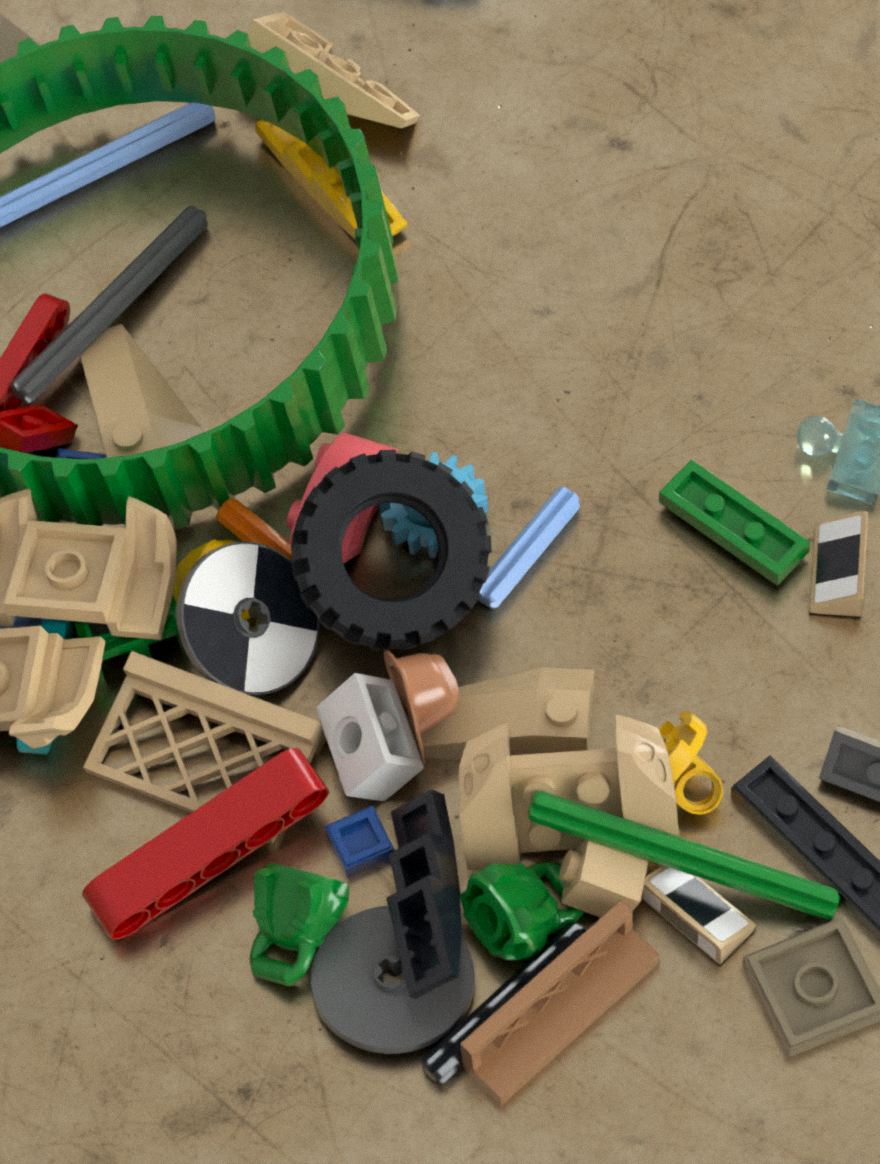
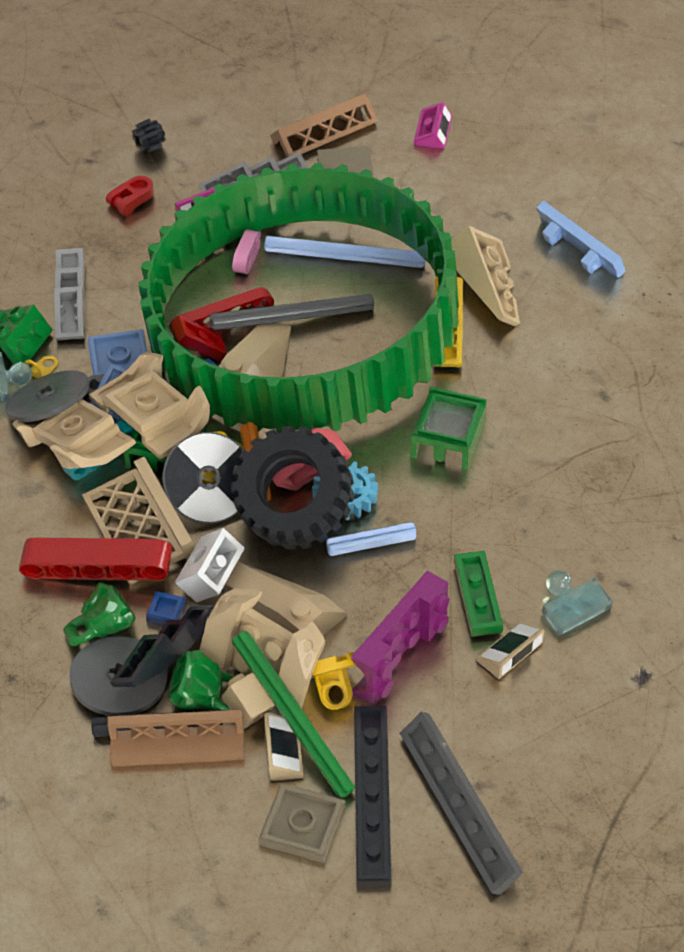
camera: 35 degrees right, 10 degrees down
(425, 690) = (244, 561): nougat piece -> none
(477, 319) = (449, 423): none -> green window
(718, 695) = (417, 615): none -> magenta piece

